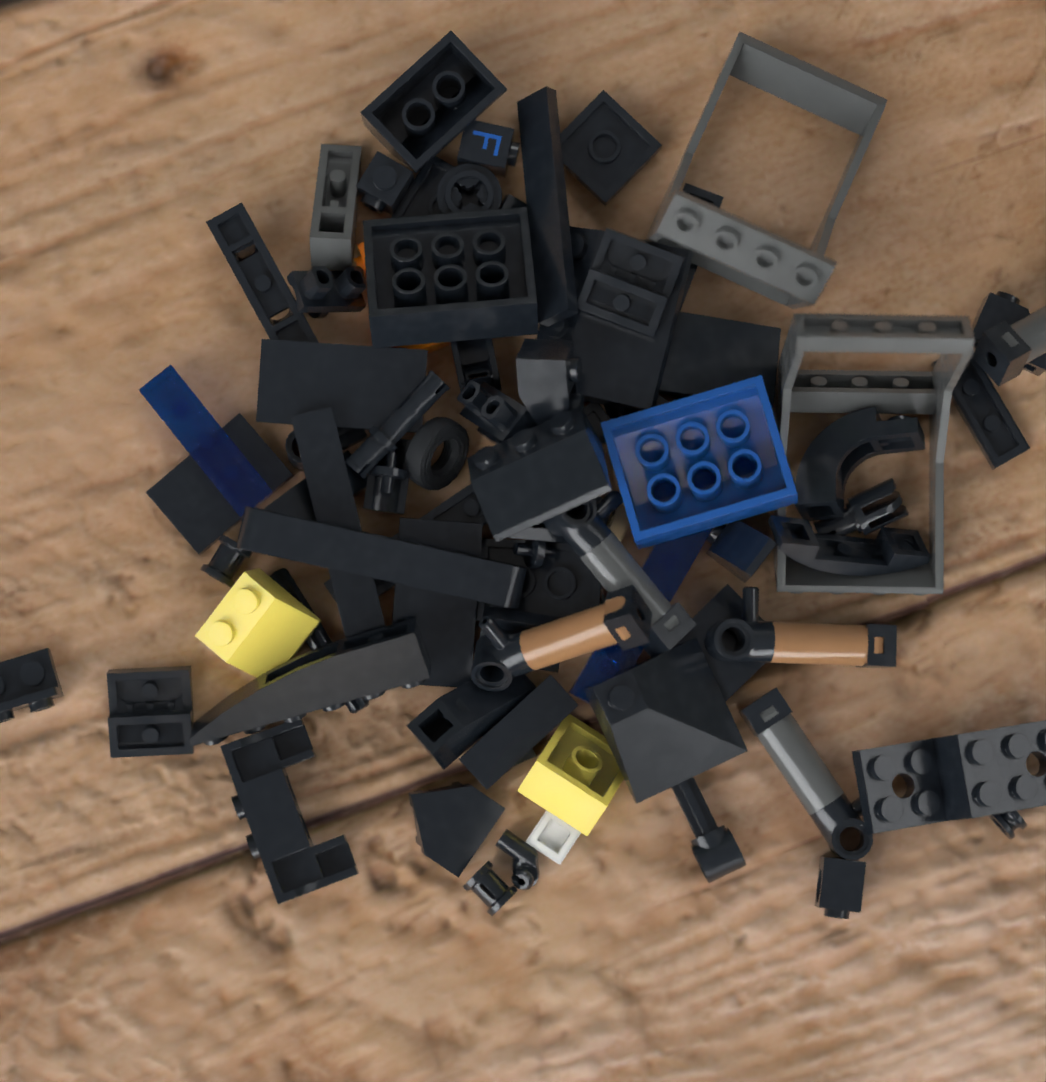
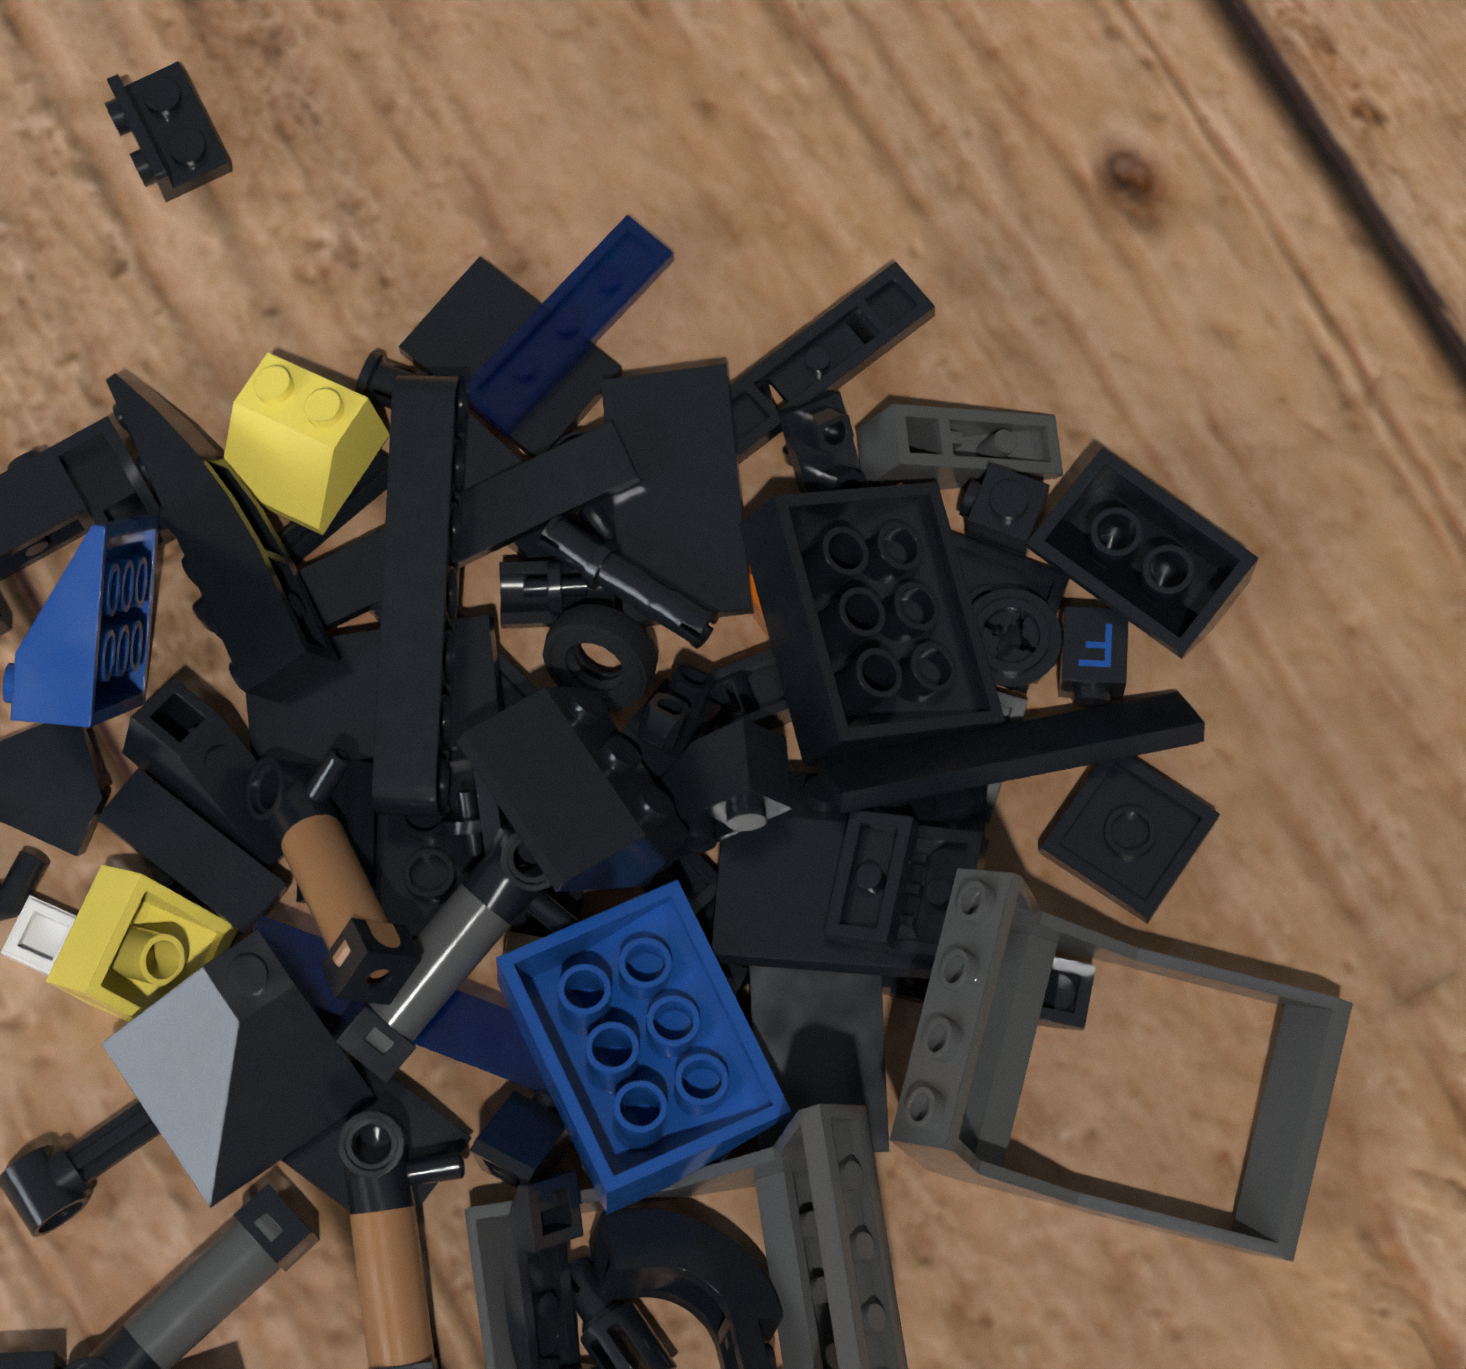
camera: 85 degrees right, 10 degrees down
(150, 711) = (157, 321): black slope -> none
(389, 776) = (93, 634): none -> blue slope

